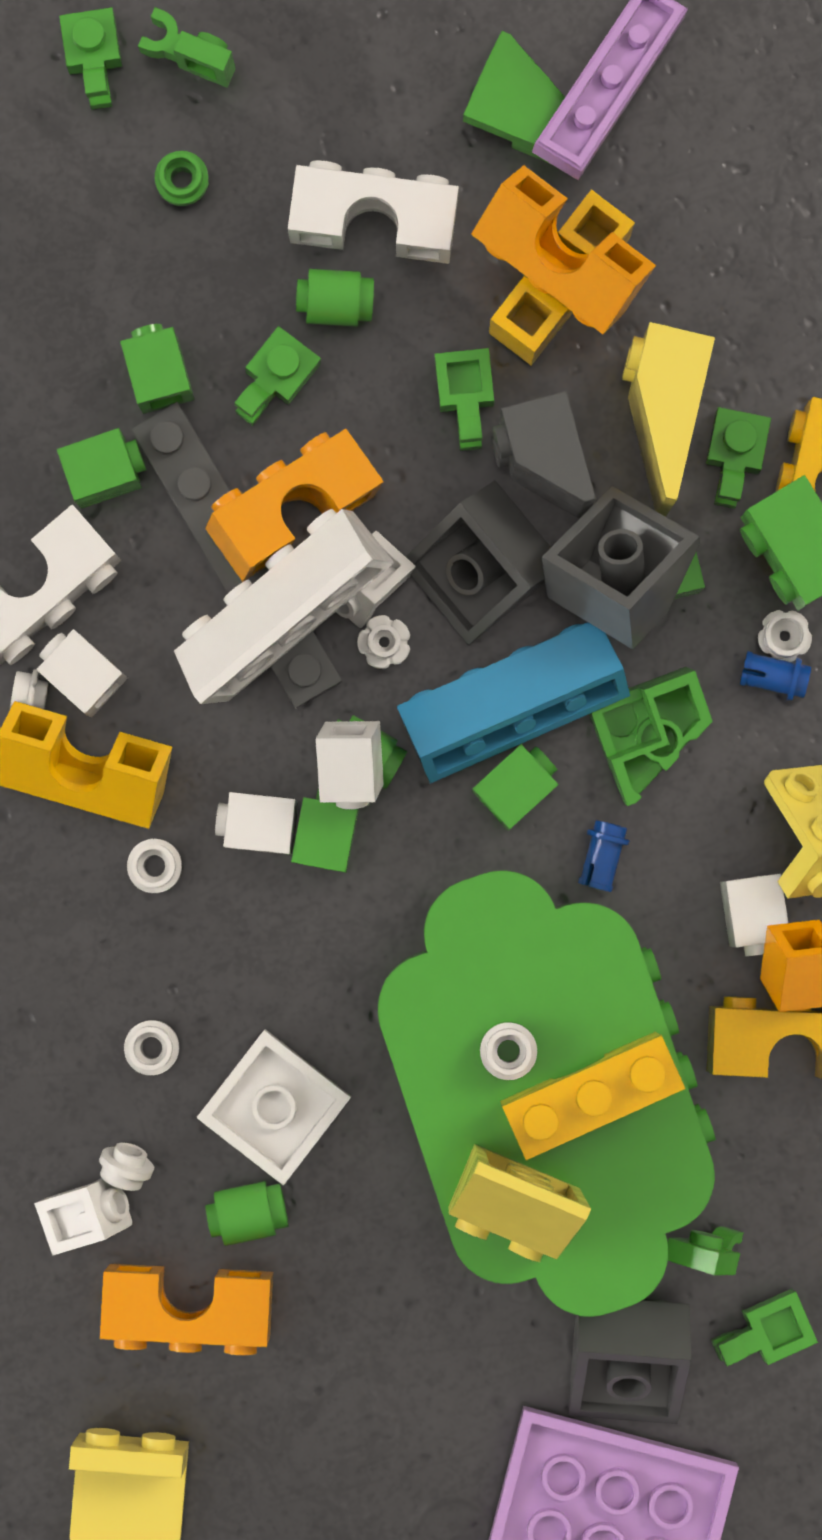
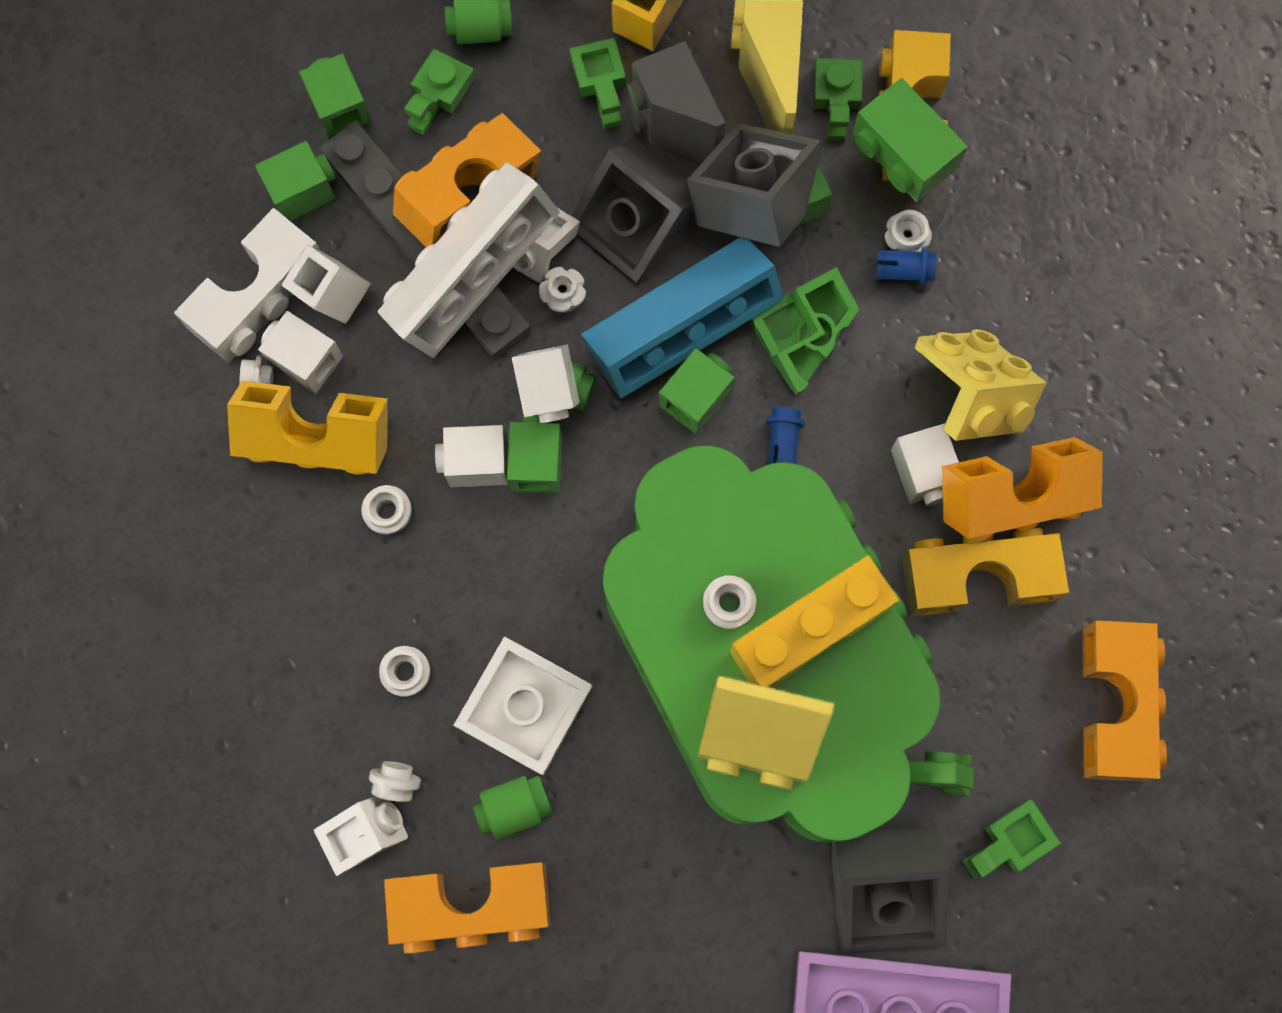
camera: 10 degrees left, 10 degrees down
(120, 602) = (326, 284): none -> white brick

